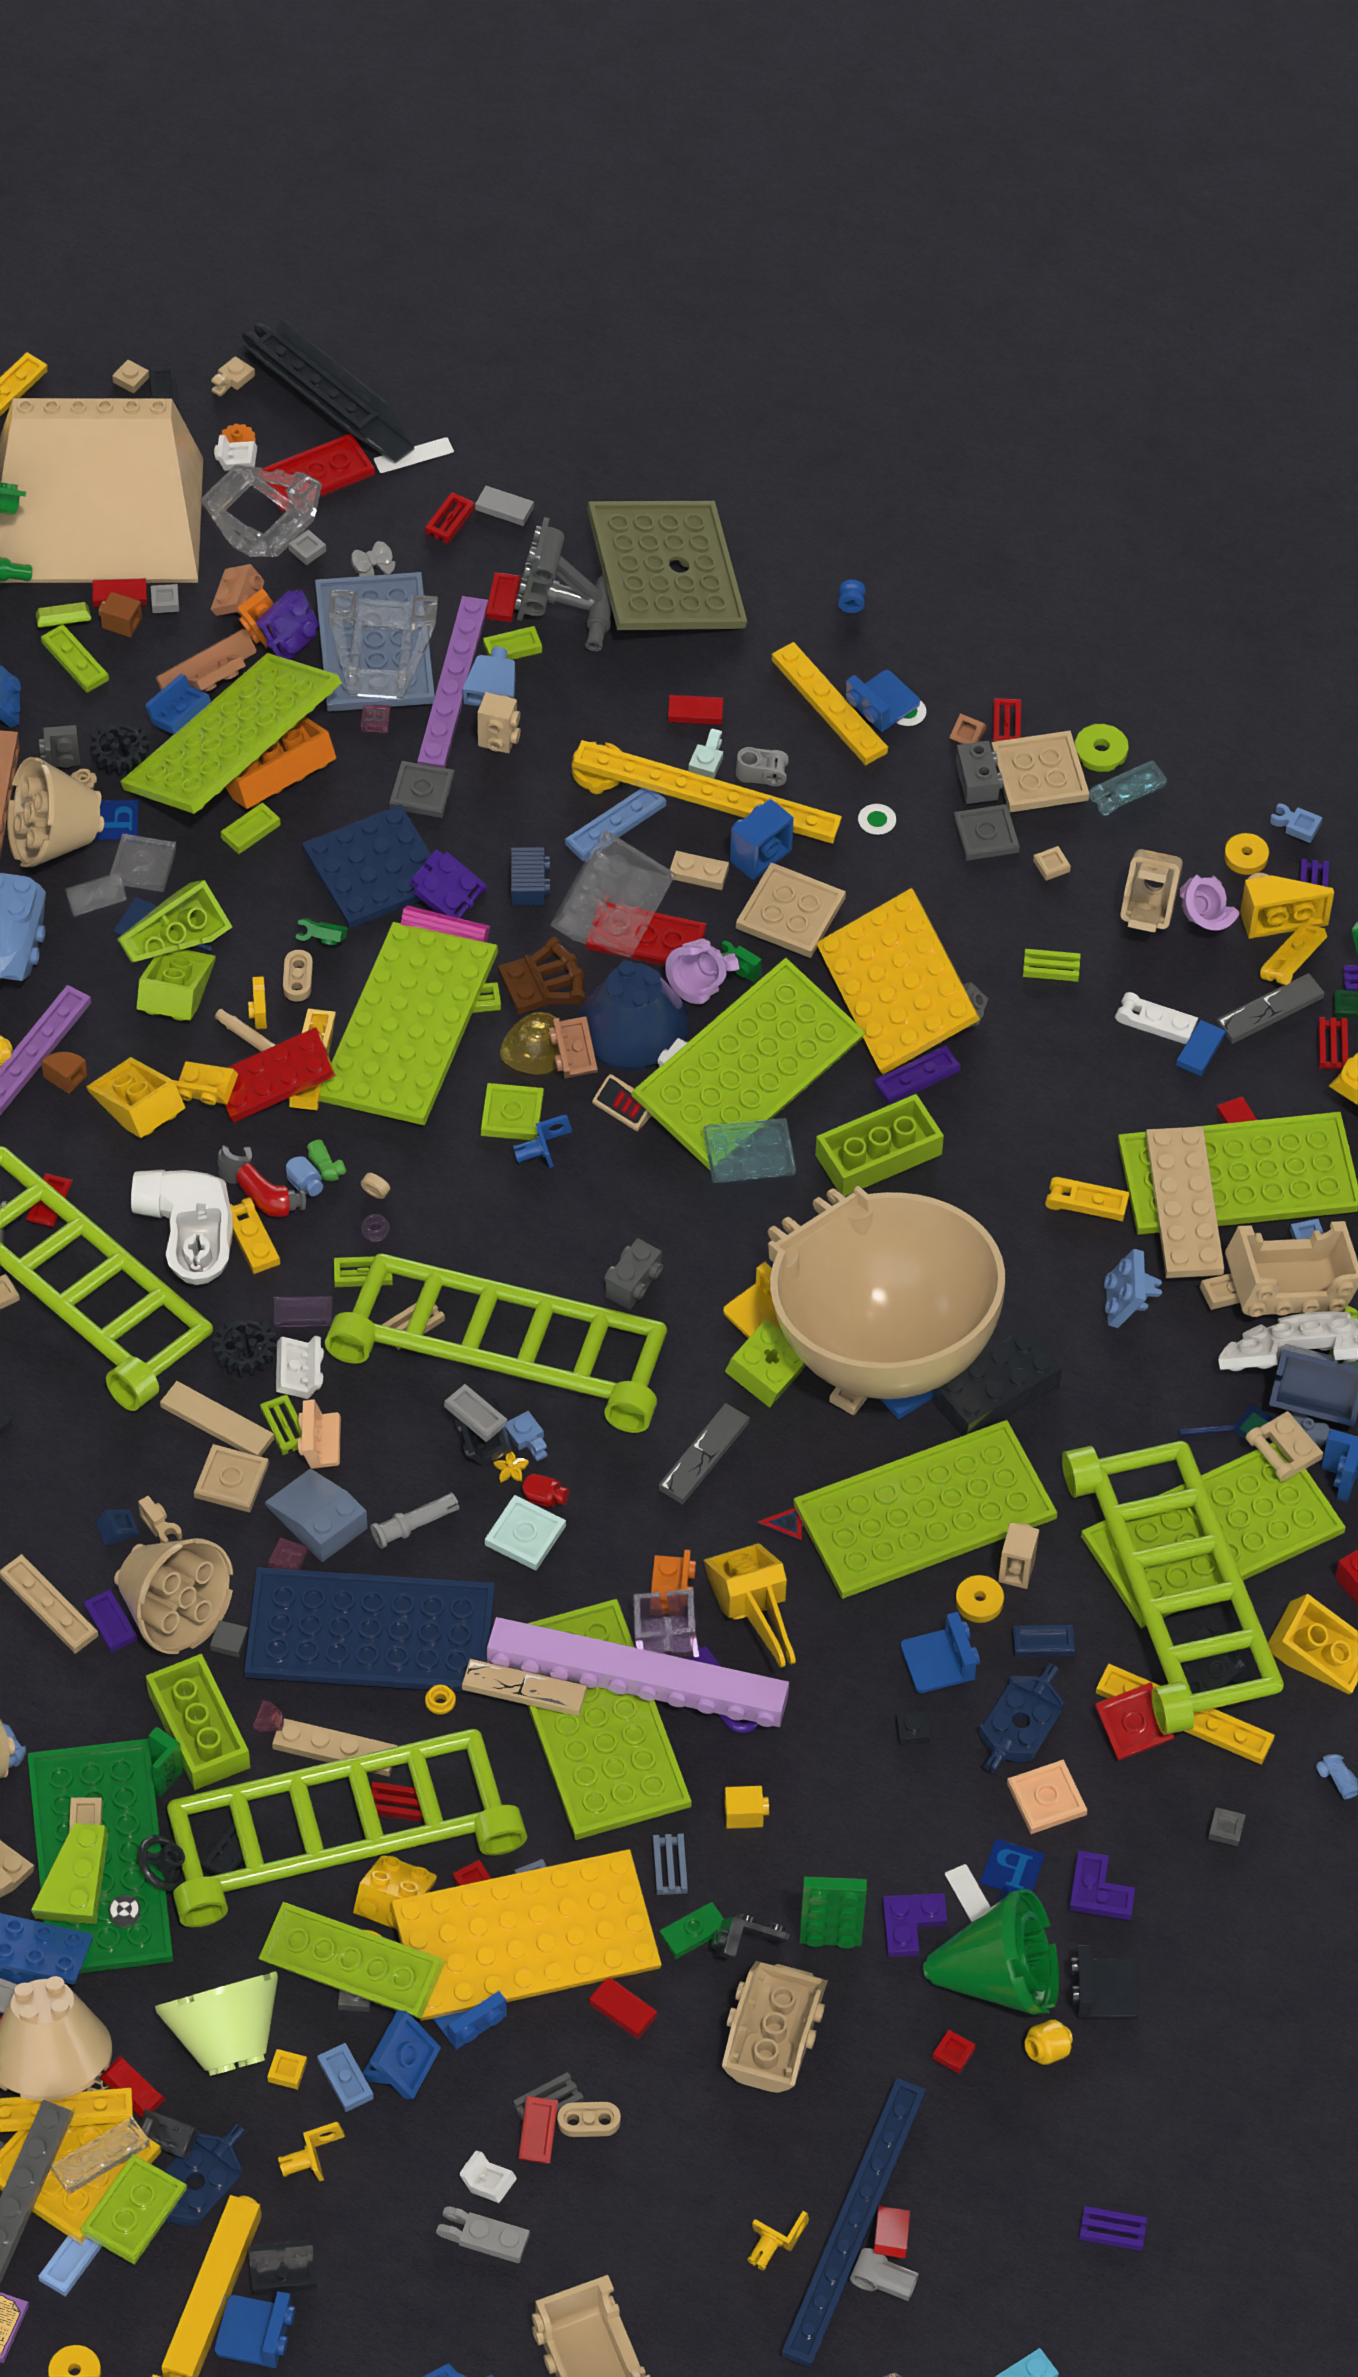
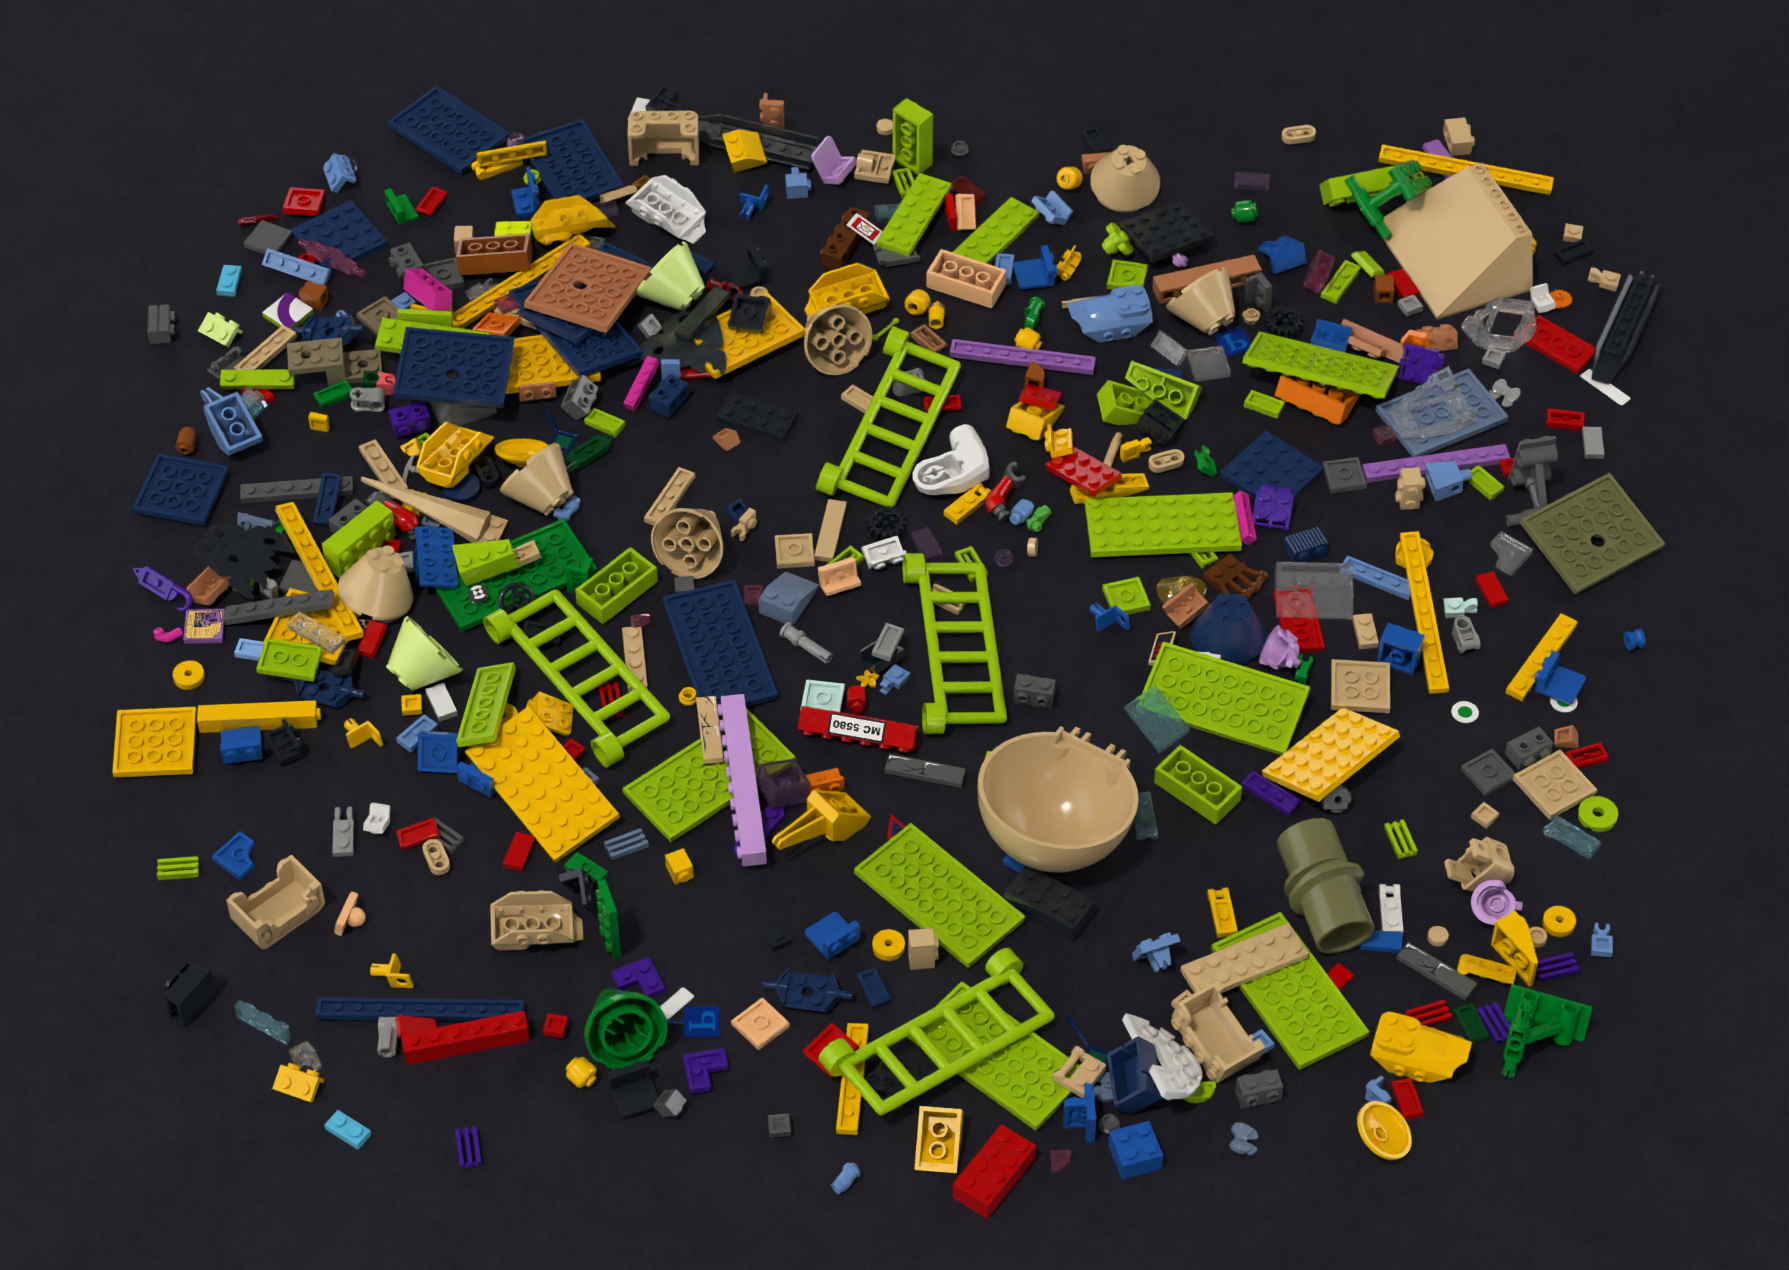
camera: 70 degrees right, 5 degrees down
(54, 670) = (1319, 271): none -> clear pink brick
(109, 1076) = (1040, 397): none -> red plate
(231, 954) = (1159, 422): none -> black plate
(298, 2029) = (441, 702): none -> white tile
(603, 1504) = (858, 727): none -> red brick
(645, 665) = (1510, 552): none -> clear tile
(646, 2267) = (350, 914): none -> light nougat tile
(932, 2174) = (465, 1038): none -> red brick
(1123, 1061) = (1324, 886): none -> olive piece
(1137, 1946) = (669, 1103): none -> flat silver plate
(1216, 986) = (1438, 936): none -> tan tile

